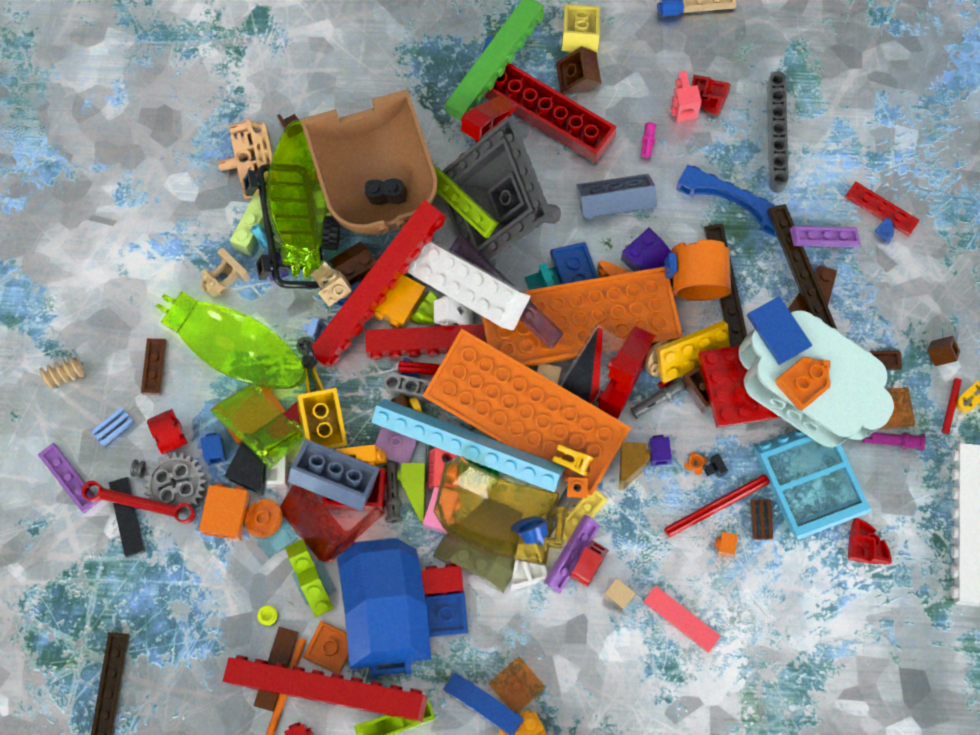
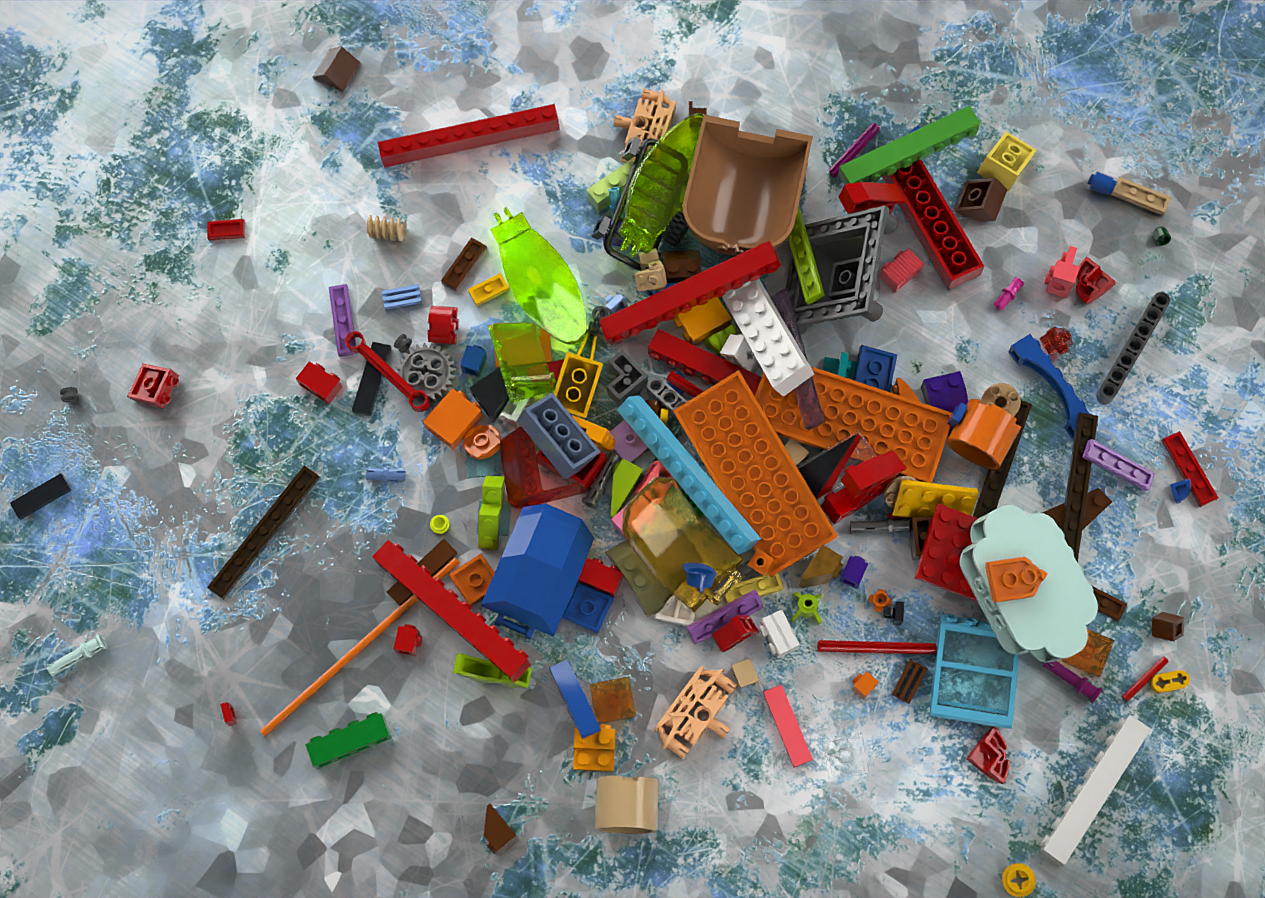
camera: 30 degrees right, 0 degrees up
(79, 547) = (319, 382): none -> red brick
(91, 248) = (468, 135): none -> red brick
(190, 377) = (488, 289): none -> yellow plate
(190, 597) = (385, 474): none -> medium blue pin
(229, 267) = (574, 213): tan tile -> none
(365, 388) = (629, 378): none -> flat silver brick
(383, 192) = (745, 217): black brick -> none
(445, 85) = (855, 148): none -> magenta axle
(547, 165) = (901, 269): none -> coral brick
(578, 457) = (774, 542): yellow piece -> none
(583, 652) = (686, 702): none -> light nougat piece
(616, 195) = (949, 328): sand blue slope -> none
(628, 542) = (779, 634): none -> white brick
(638, 509) = (803, 610): none -> lime brick
(696, 229) = (1003, 396): none -> tan plate
(712, 158) = (1057, 340): none -> clear red brick
(741, 24) = (1159, 233): none -> dark green piece
(779, 330) = (1016, 522): blue tile -> none
(962, 639) = (1023, 872): none -> yellow gear

